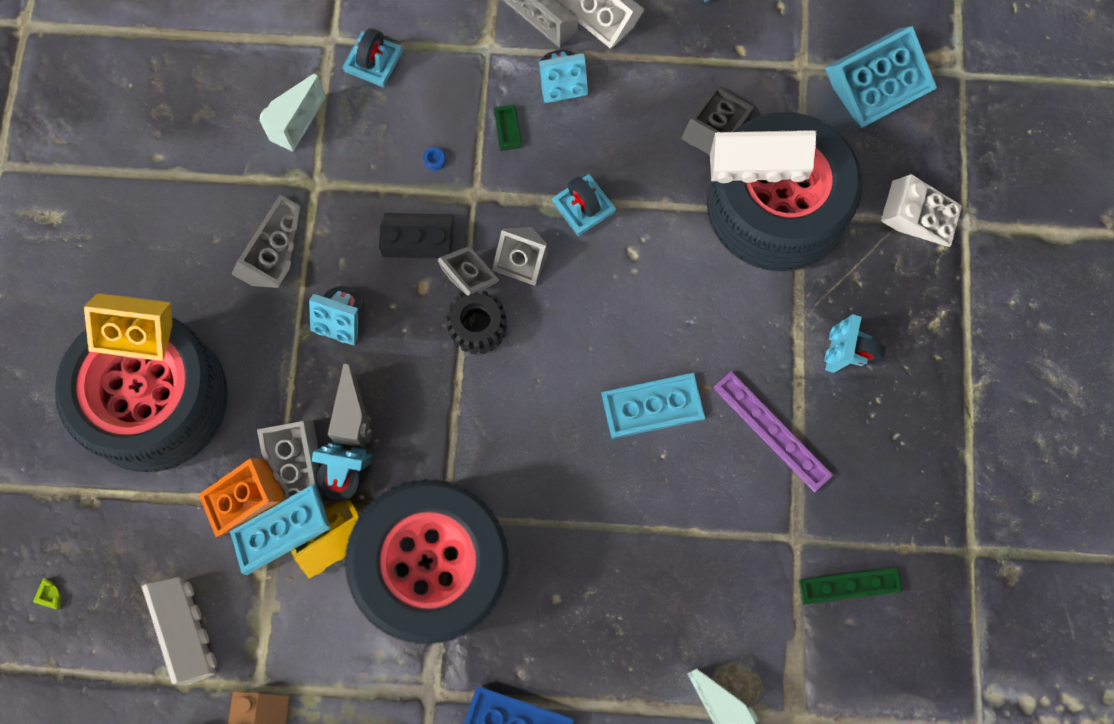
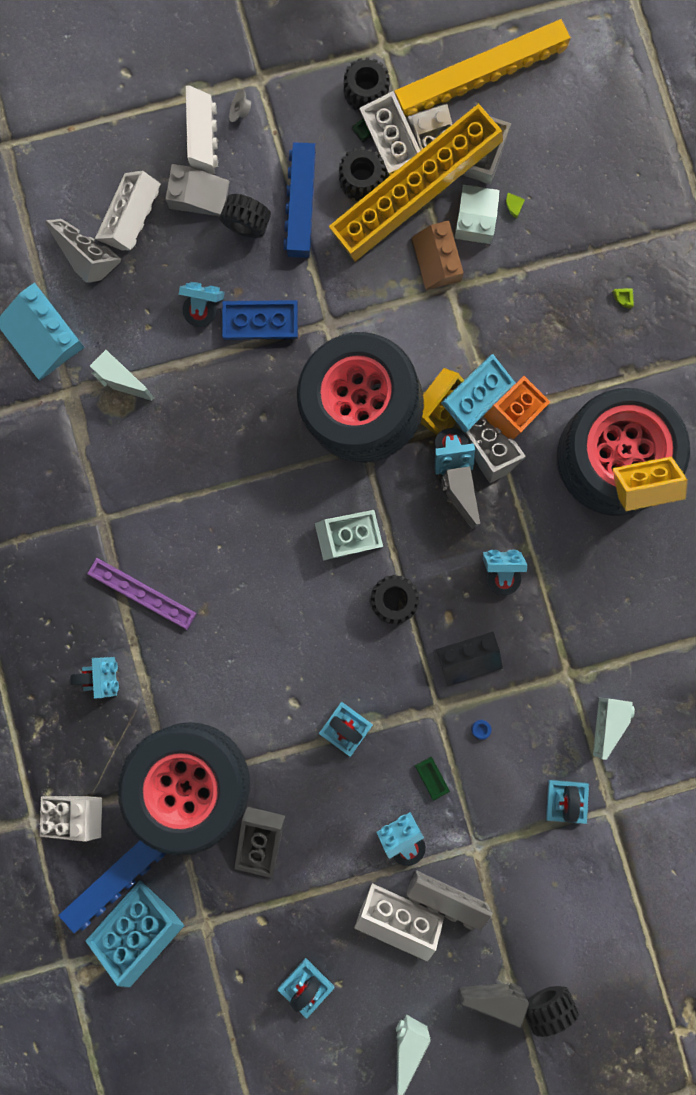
camera: 160 degrees right, 10 degrees up
(180, 631) = (519, 300): white slope -> none
(270, 249) = (579, 604): light grey wedge -> none
(467, 271) = (414, 634): light grey slope -> none
(503, 414) = (348, 534): none -> light aqua slope
(520, 254) = (380, 667): light grey slope -> none
(652, 405) = (238, 582): medium azure tile -> none
(762, 156) = (203, 793): white slope -> none
(850, 586) = (53, 497): dark green tile -> none
(902, 127) = (109, 885): none -> blue brick

